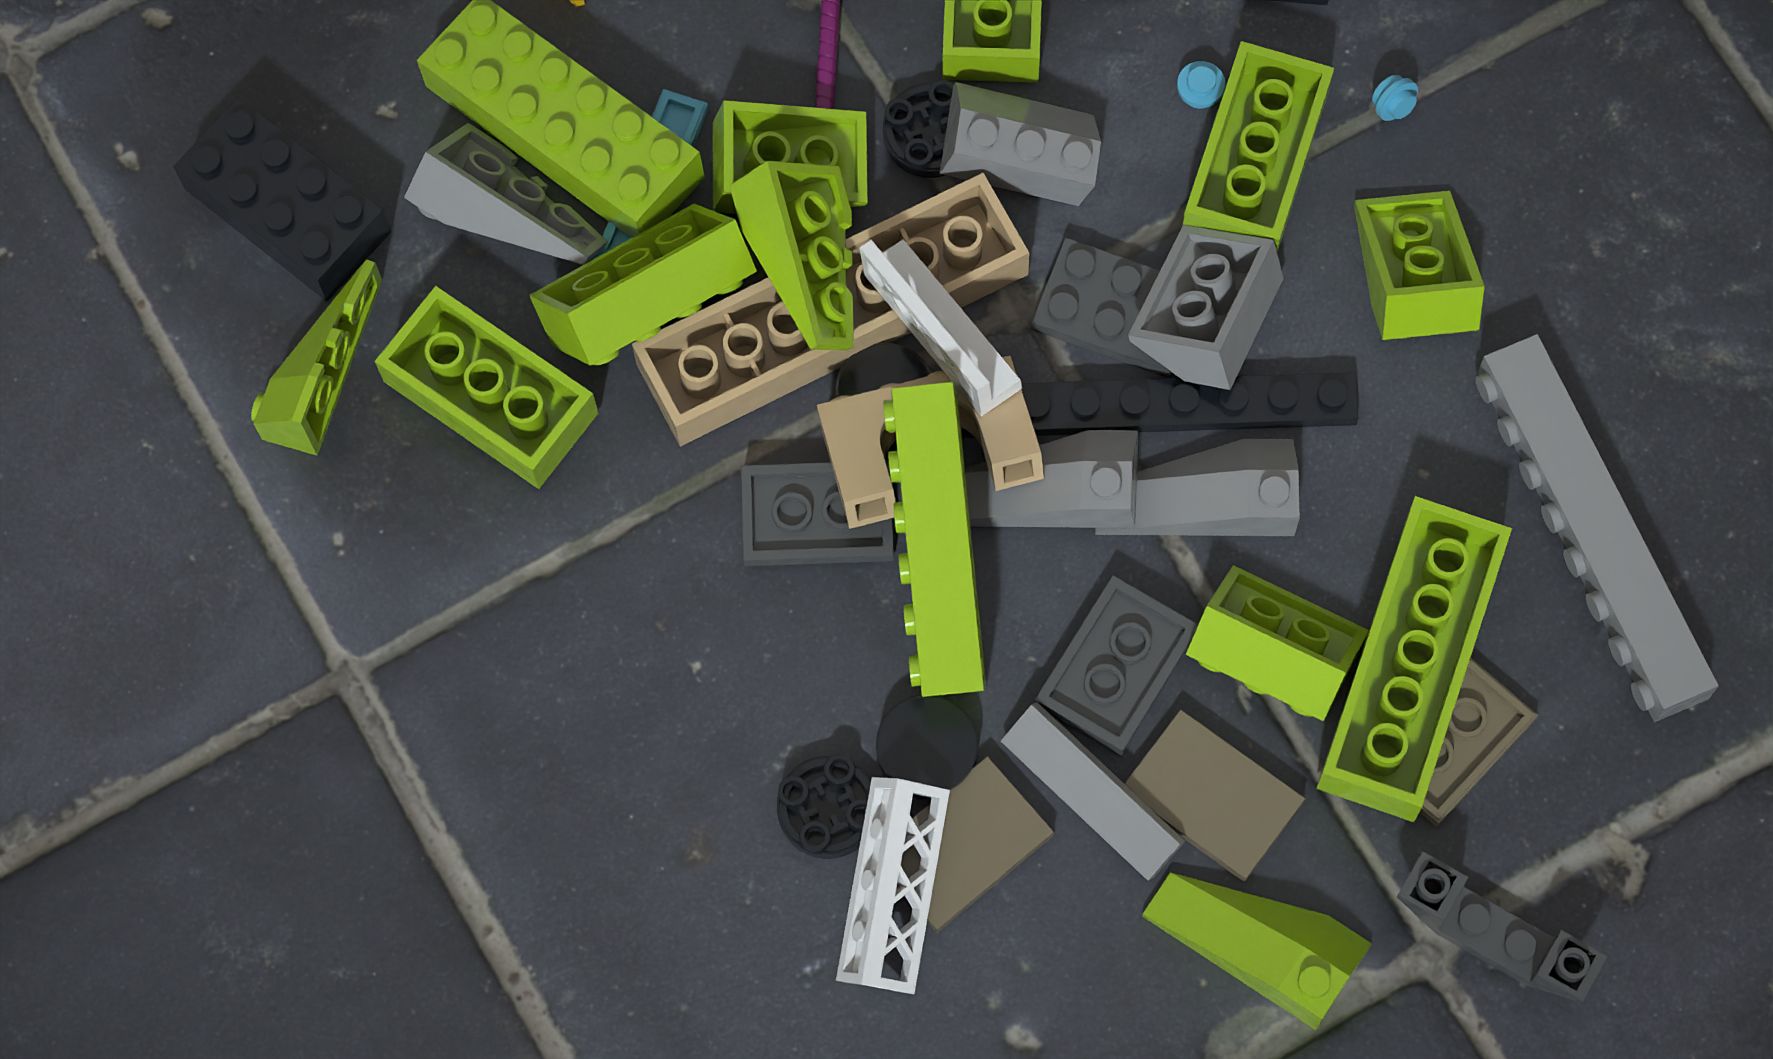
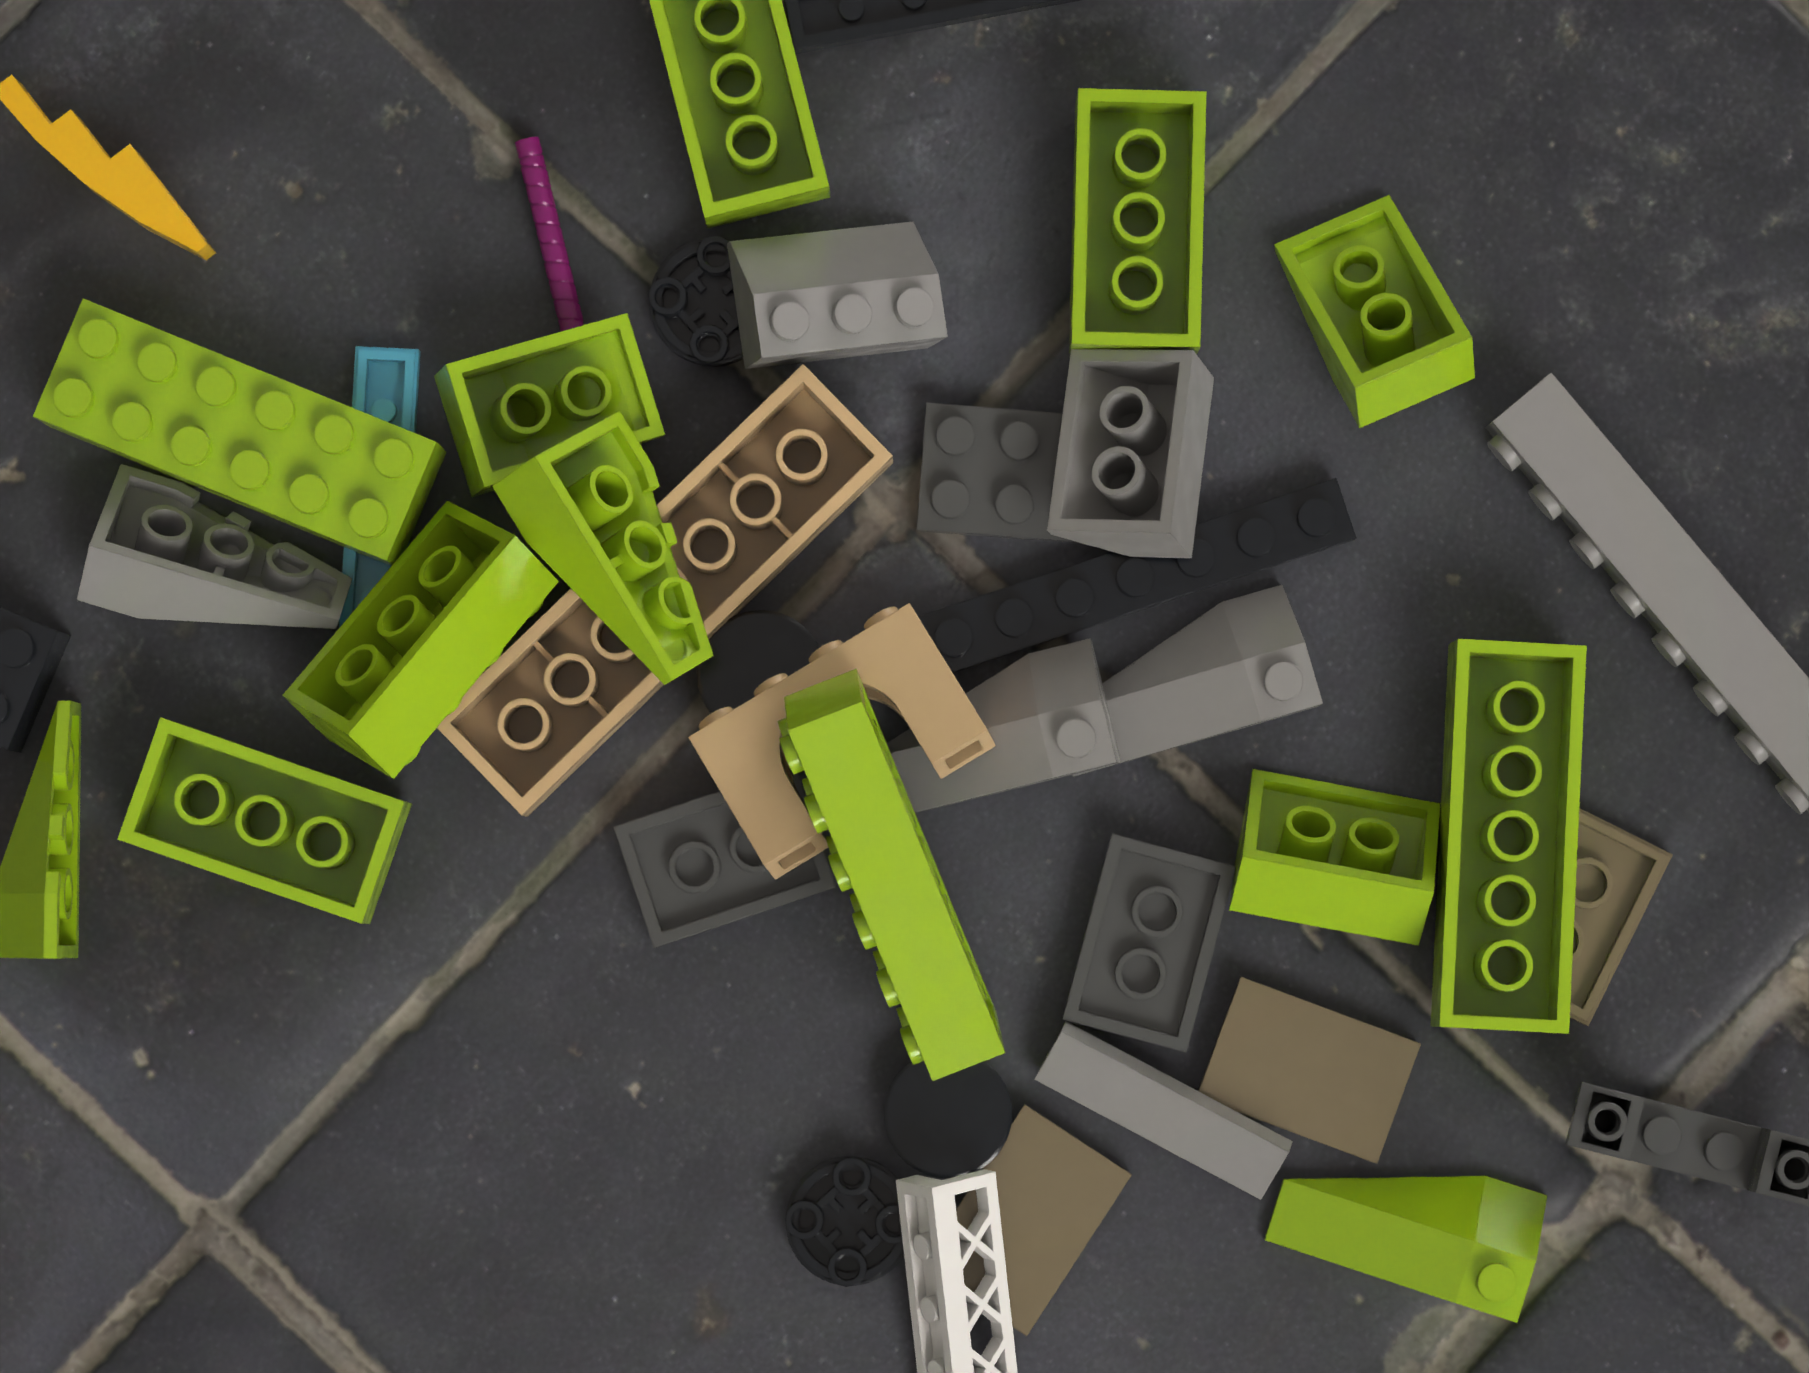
camera: 20 degrees left, 15 degrees up
(940, 325) = (813, 594): white fence -> none
(1201, 84) = (1038, 142): medium azure plate -> none
(1395, 97) = (1289, 92): medium azure plate -> none

